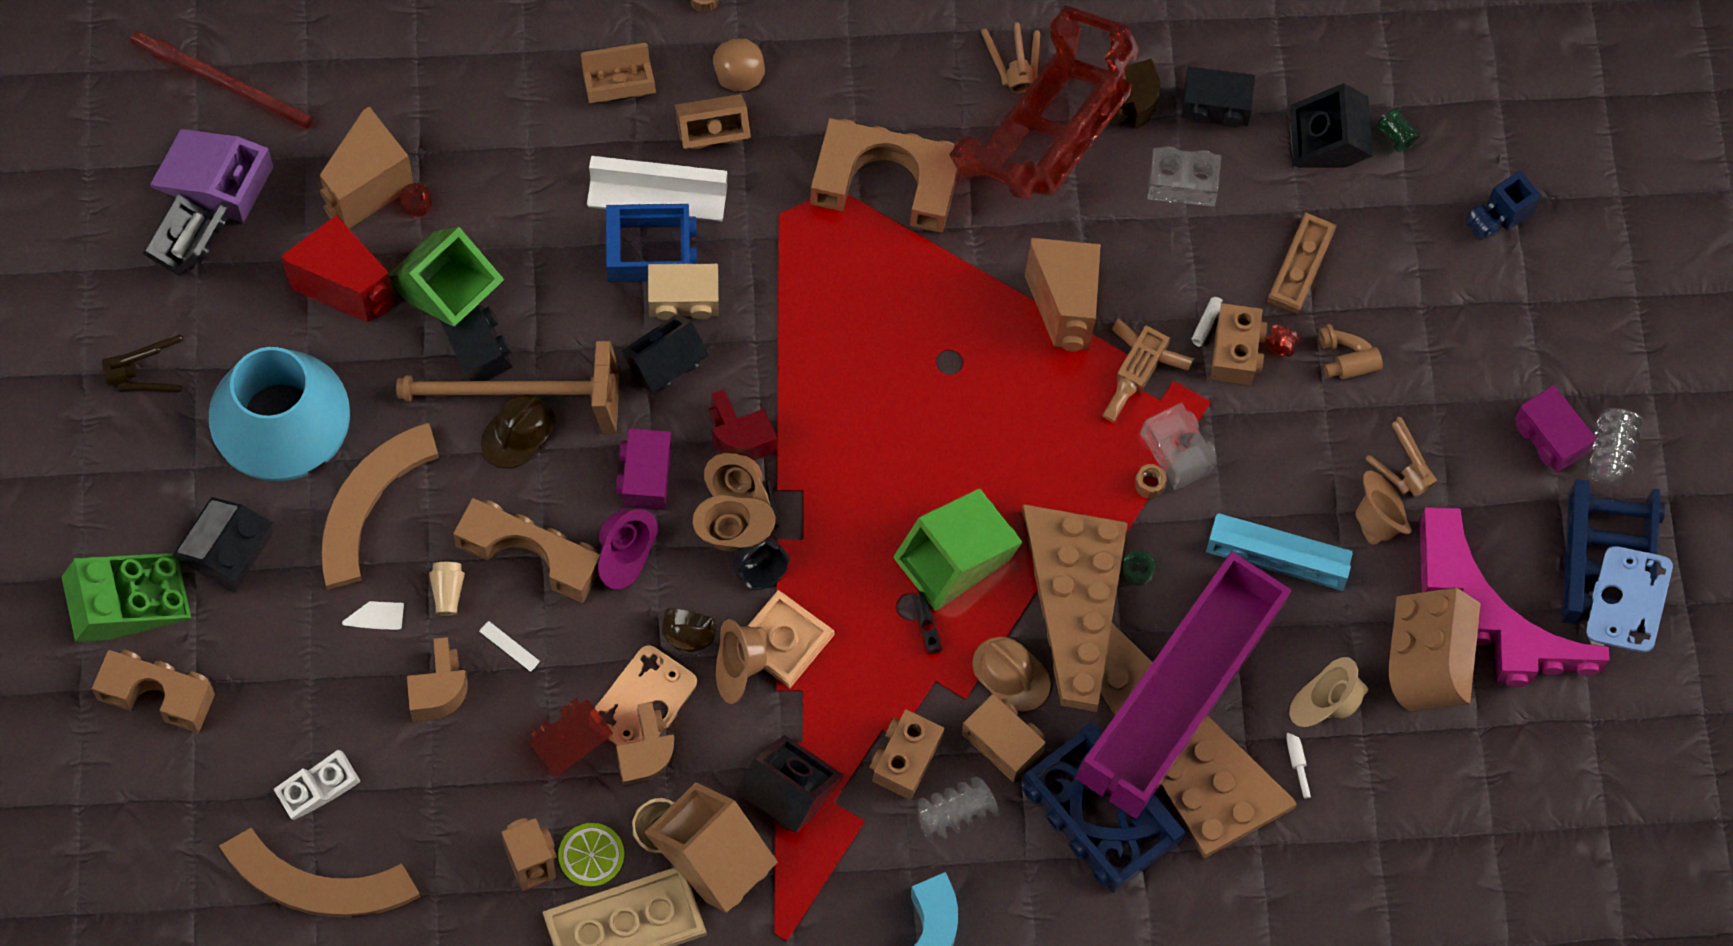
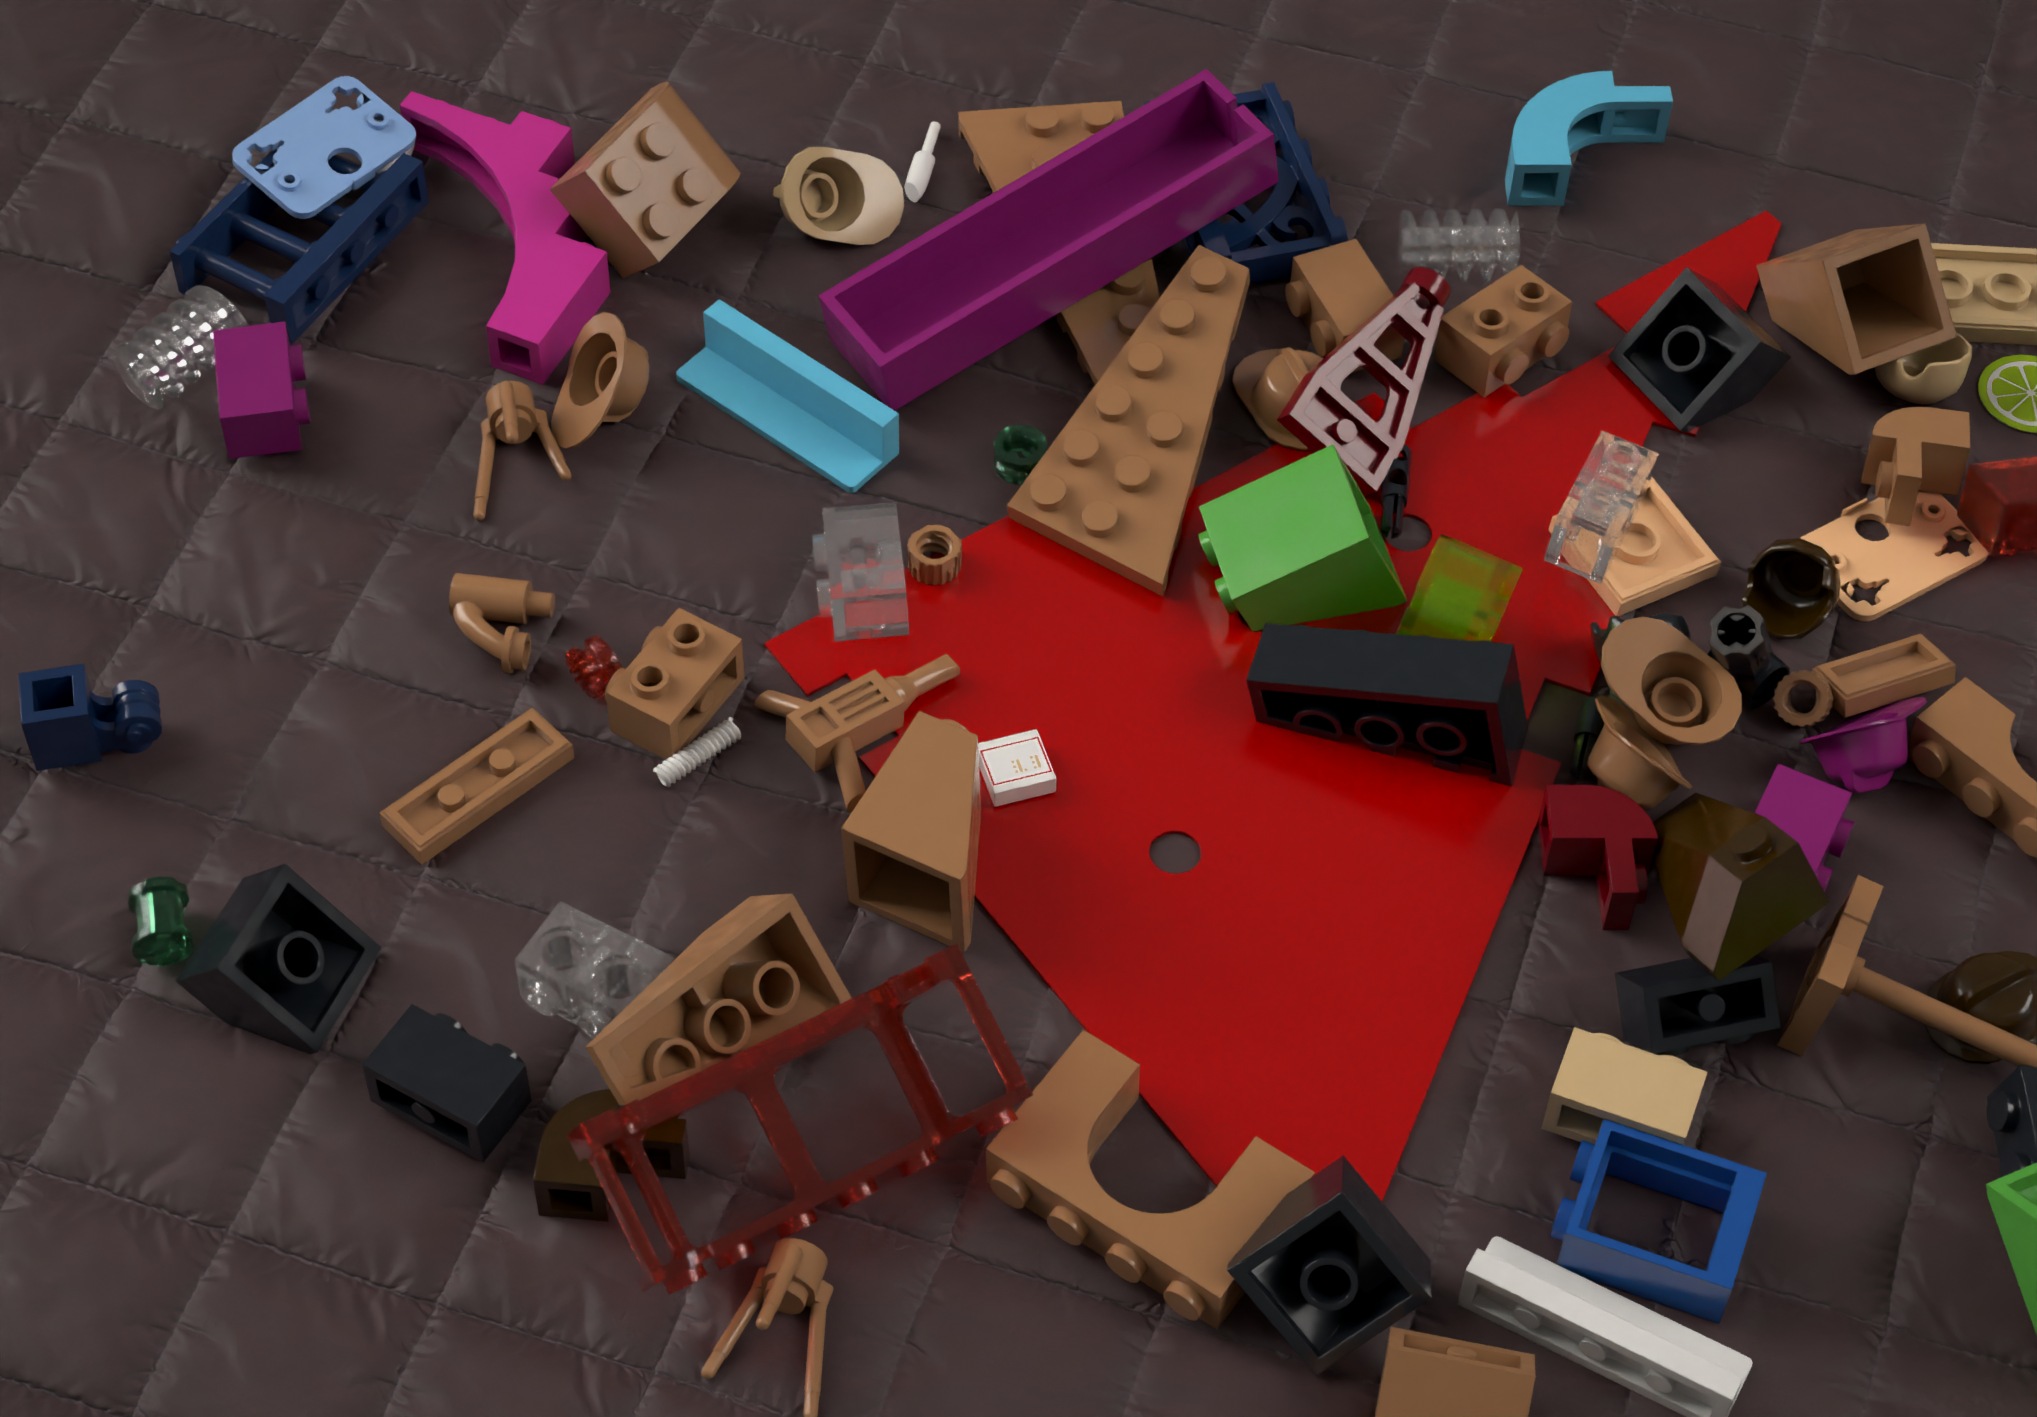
camera: 155 degrees left, 15 degrees down
(625, 602) = (1886, 674): none -> medium nougat tile
(663, 565) = (1783, 698): none -> medium nougat axle
(667, 398) = (1731, 881): none -> dark brown wedge
(701, 563) = (1745, 651): none -> black piece
(739, 656) = (1723, 508): medium nougat piece -> none
(784, 154) = (1332, 1267): none -> black slope
(807, 621) = (1601, 507): none -> clear brick
(861, 530) = (1460, 593): none -> clear neon green brick
(874, 468) = (1394, 692): none -> black wedge
(958, 630) = (1325, 416): none -> plate
(1047, 370) = (1016, 768): none -> white tile
(1117, 187) = (720, 996): none -> medium nougat wedge

